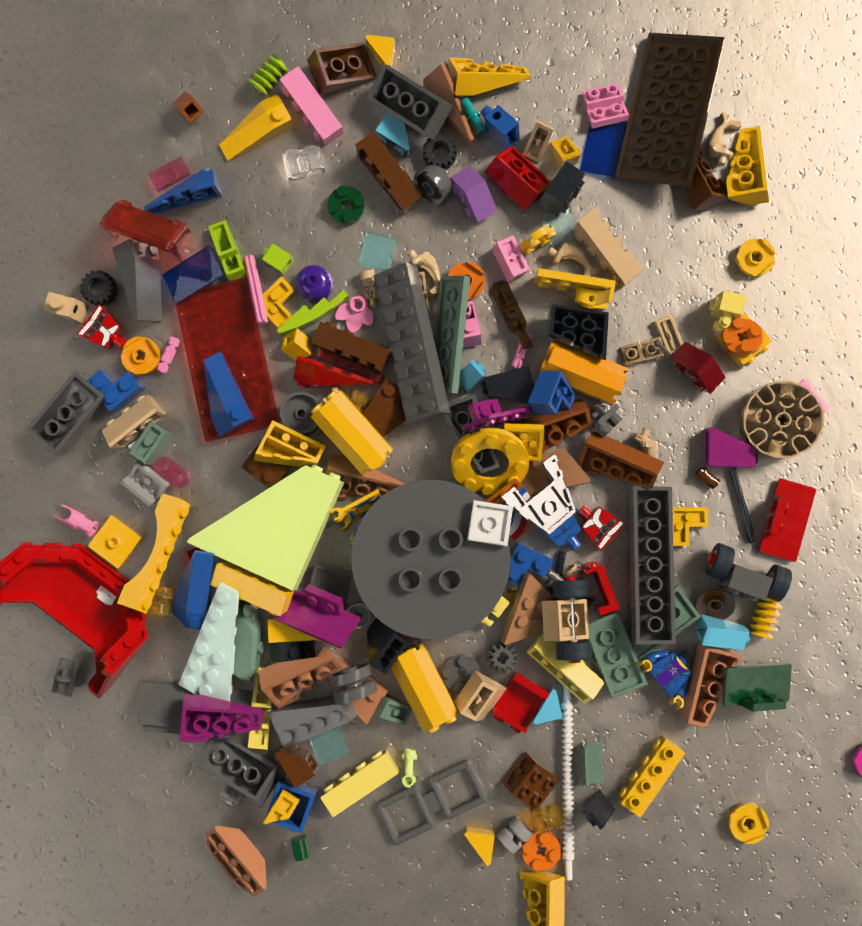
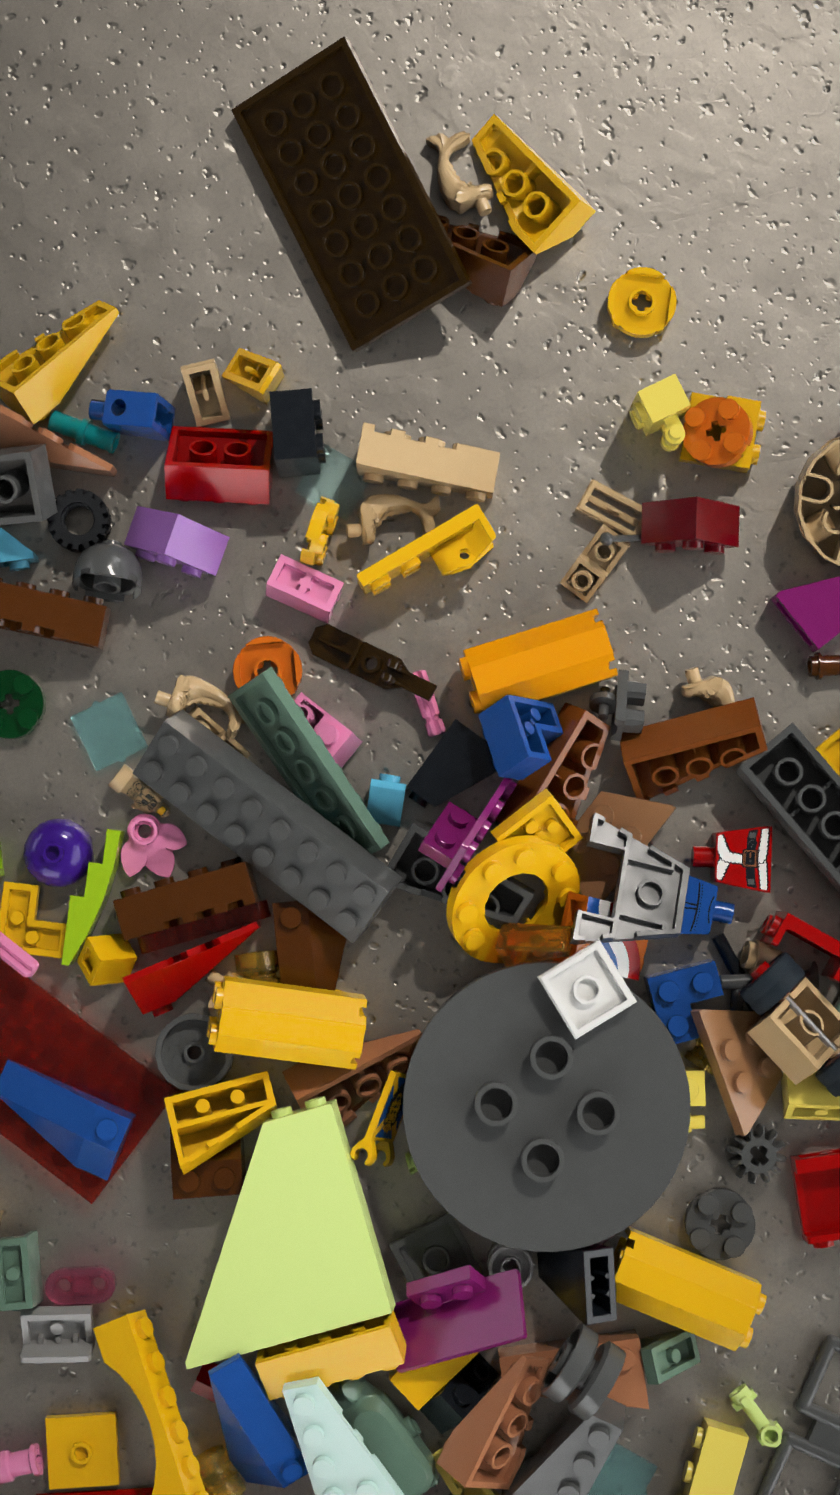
camera: 40 degrees left, 0 degrees up
(478, 696) = (771, 1237): tan slope -> none
(482, 485) = (532, 942): none -> clear orange slope
(579, 328) = (483, 609): black wedge -> none
(603, 149) = (301, 322): clear blue piece -> none
(605, 105) = (255, 262): bright pink slope -> none

